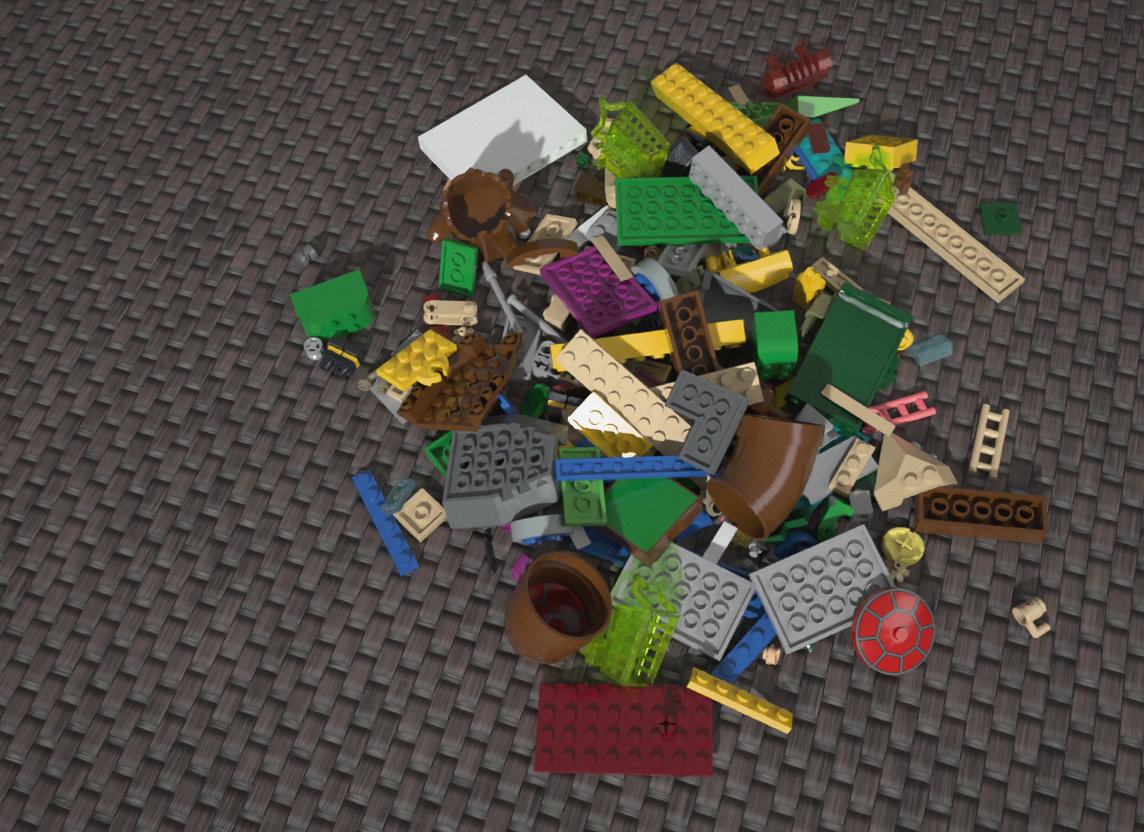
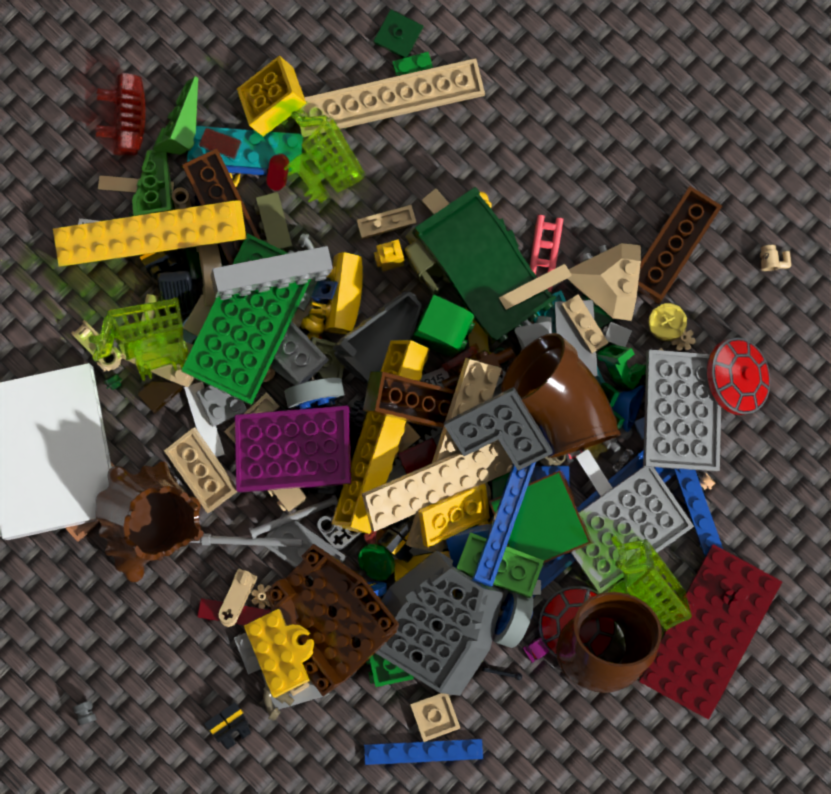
camera: 70 degrees left, 20 degrees up
(316, 344) = (200, 745): light grey wheel -> none
(334, 307) = (172, 709): green brick -> none
(397, 497) = (409, 730): clear light blue plate -> none
(458, 267) = (192, 568): green tile -> none
(541, 247) = (213, 478): reddish brown slope -> none
(612, 258) = (258, 417): tan sticker -> none
(740, 700) = (734, 528): yellow plate -> none
(794, 212) = (302, 221): tan tile -> none
(902, 178) = (317, 98): reddish brown plate -> none
(931, 350) = (499, 182): clear light blue slope -> none
(984, 238) = (412, 64): none -> green plate
(996, 451) = (611, 180): tan bar -> none

